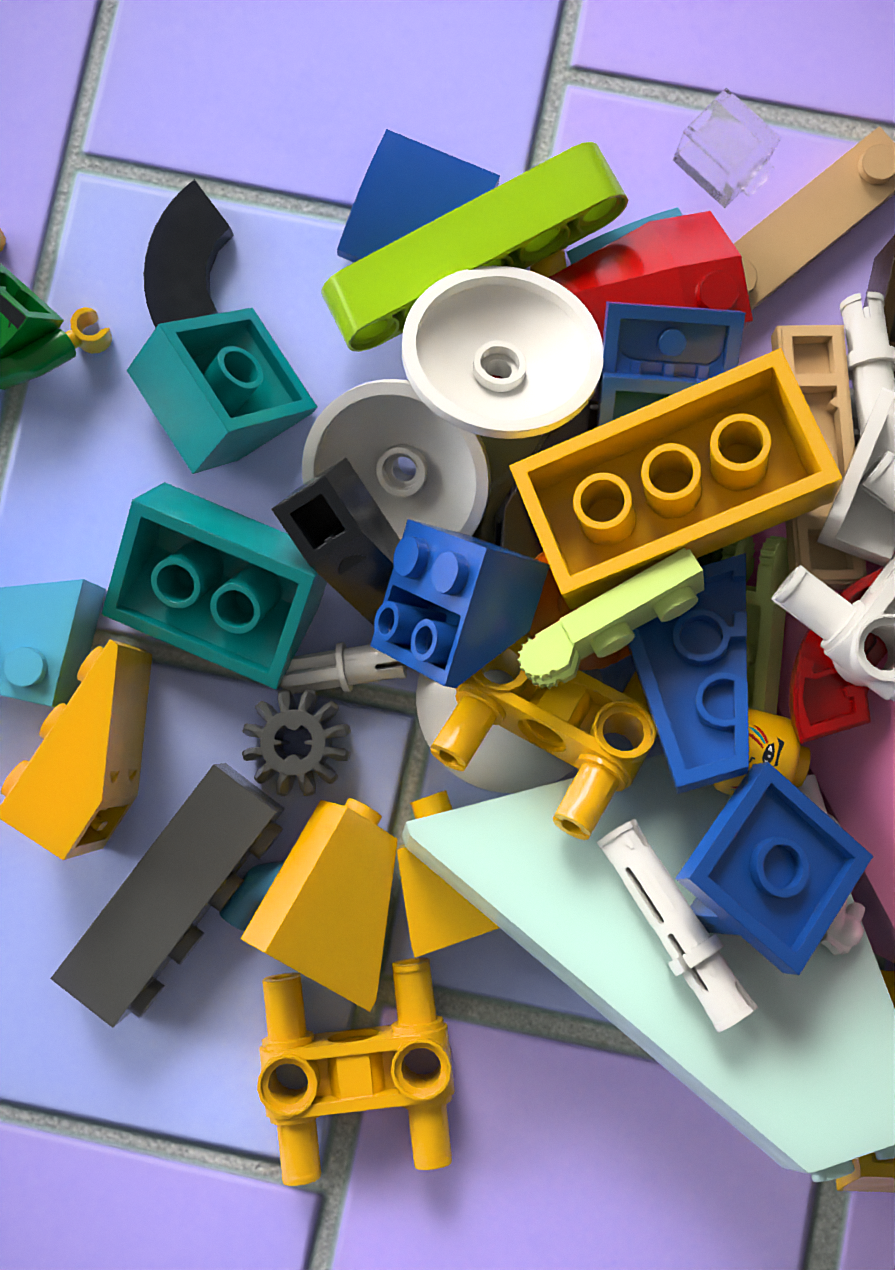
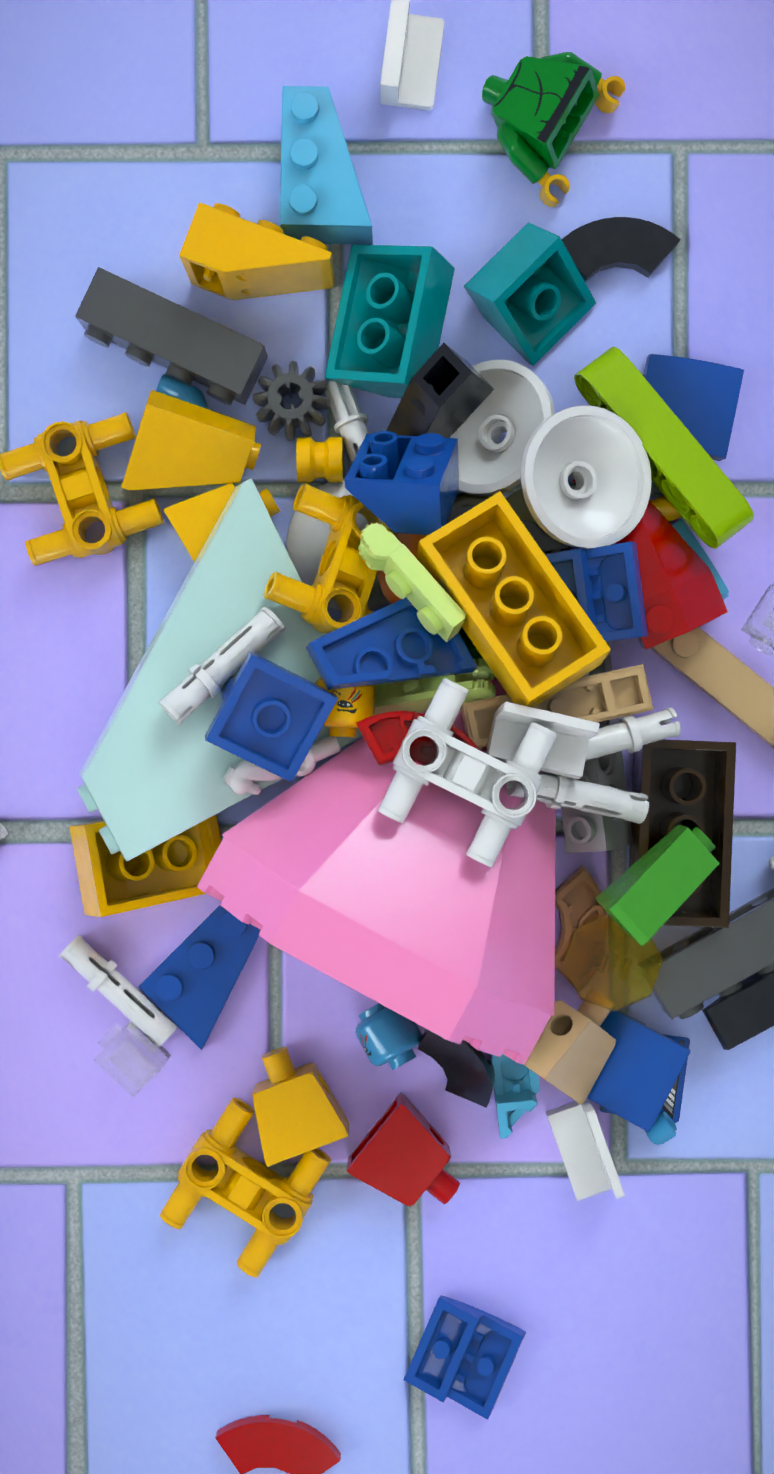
camera: 75 degrees right, 5 degrees up
(386, 719) = (319, 459): none -> yellow wheel

